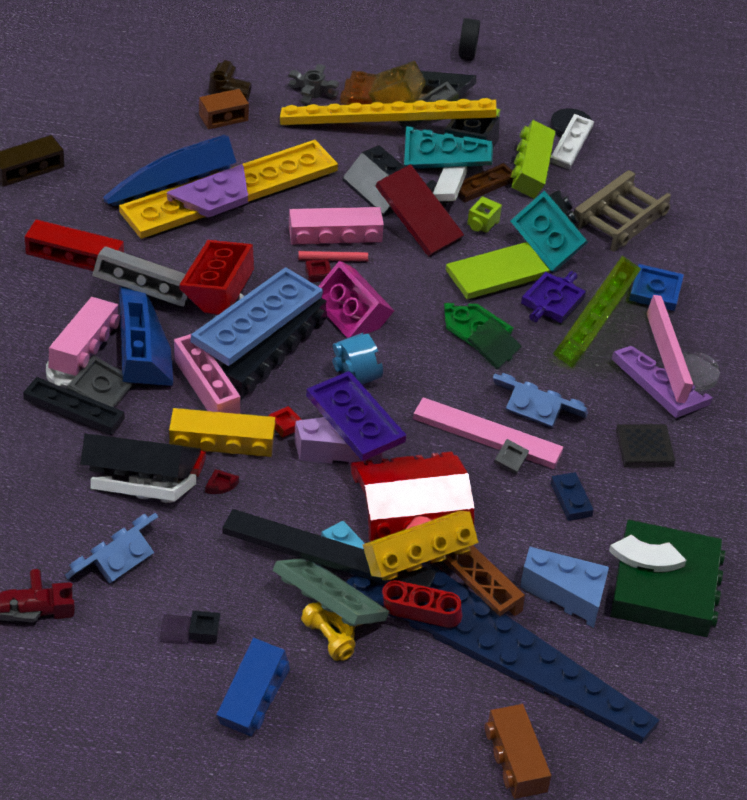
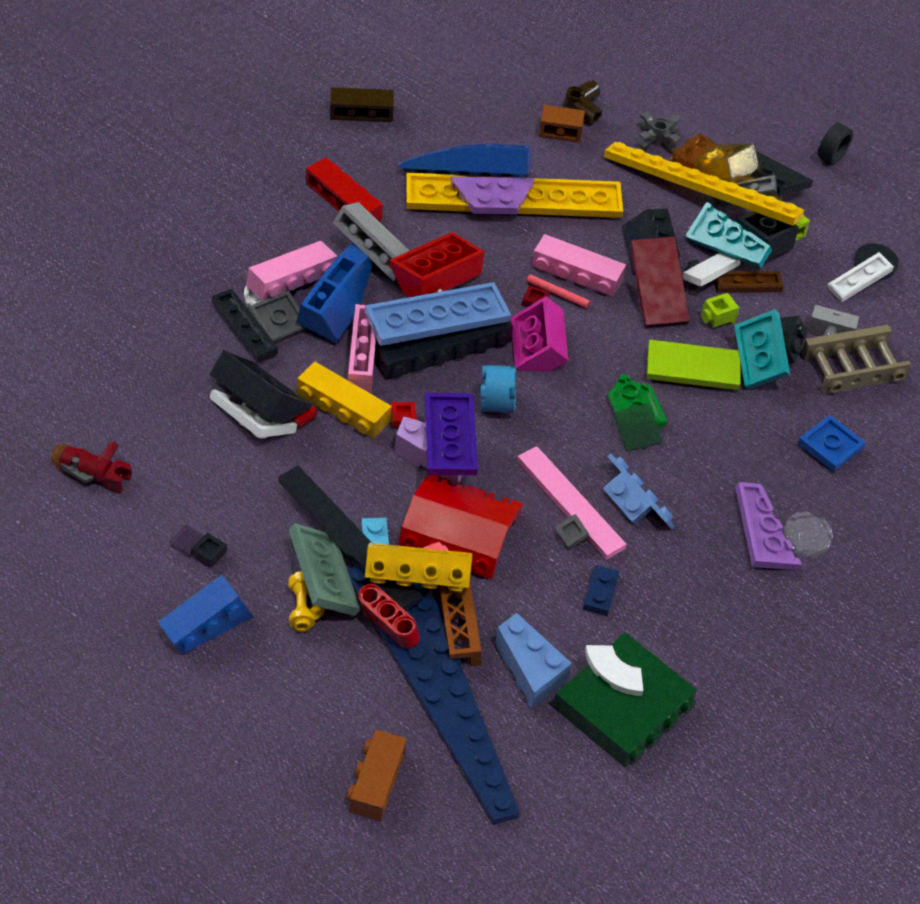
camera: 30 degrees right, 5 degrees up
(121, 554) = (188, 461): medium blue bracket -> none
(221, 482) = (314, 441): dark red tile -> none
(533, 158) = (806, 278): lime brick -> none
(553, 297) = (726, 410): dark purple plate -> none
(581, 187) = (830, 321): none -> light grey piece
(597, 312) = (751, 439): clear neon green brick -> none
(645, 445) = (704, 577): clear smoke tile -> none
(669, 349) = (791, 503): bright pink tile -> none

